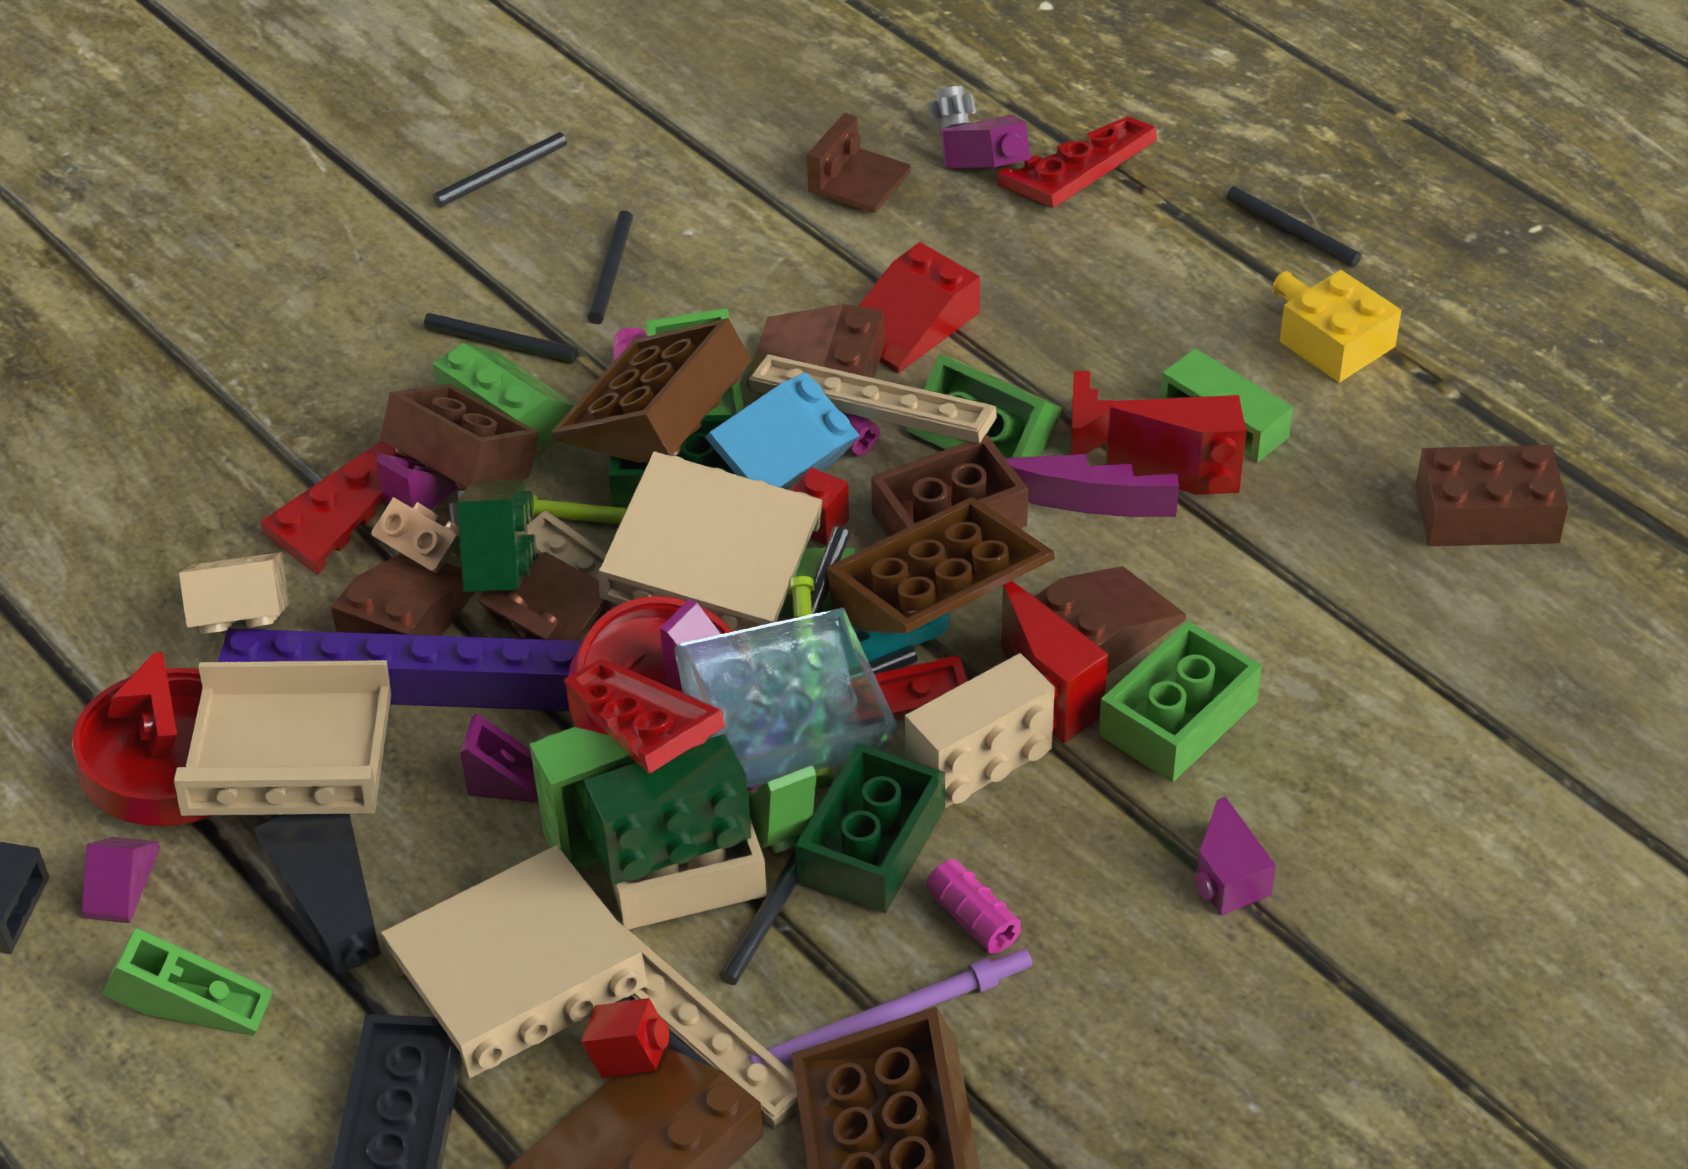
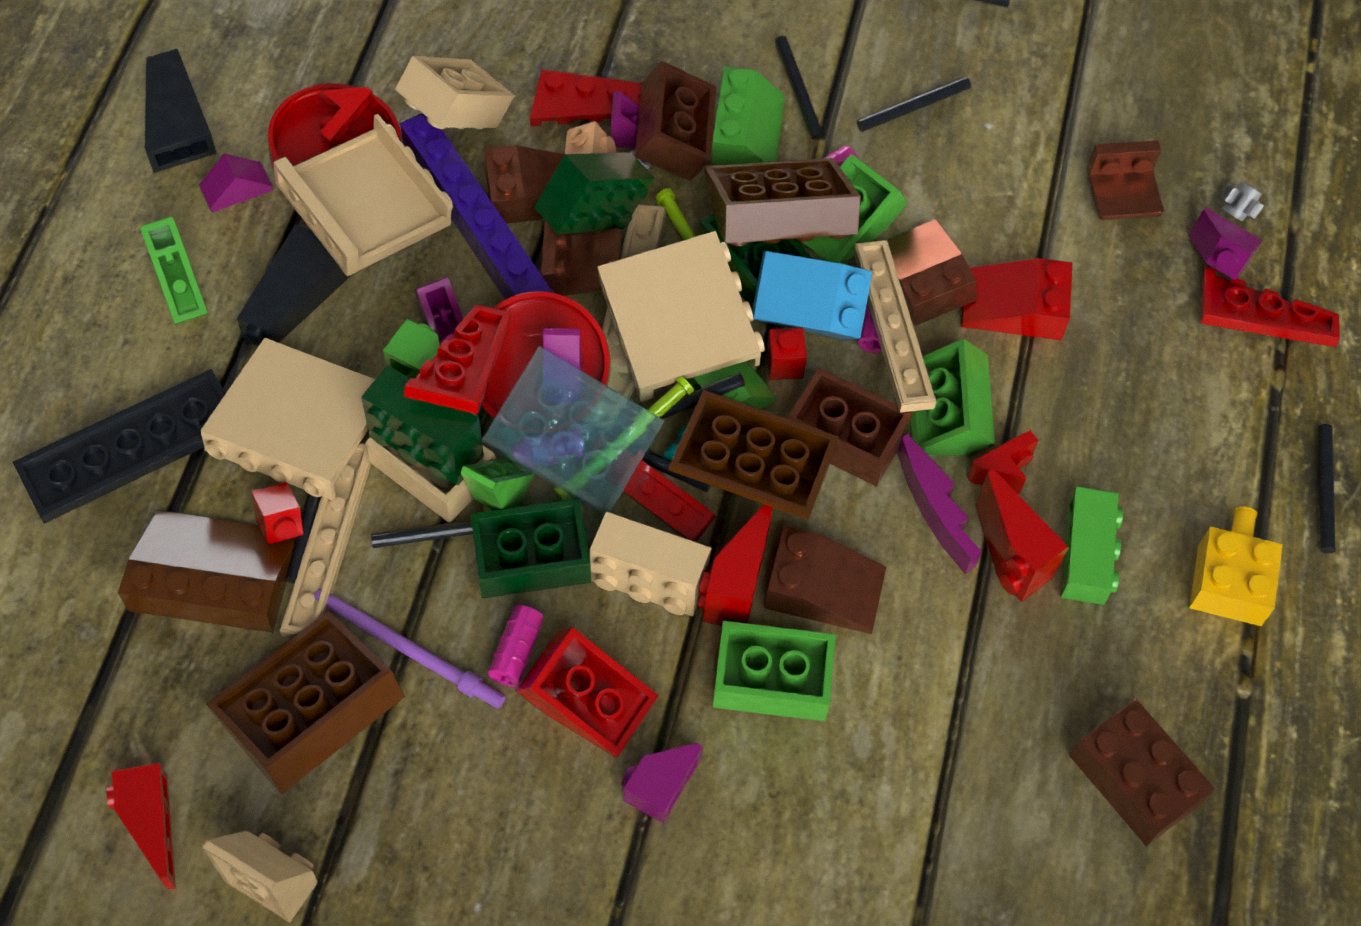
camera: 50 degrees right, 15 degrees up
(1073, 872) = (587, 691): none -> red slope

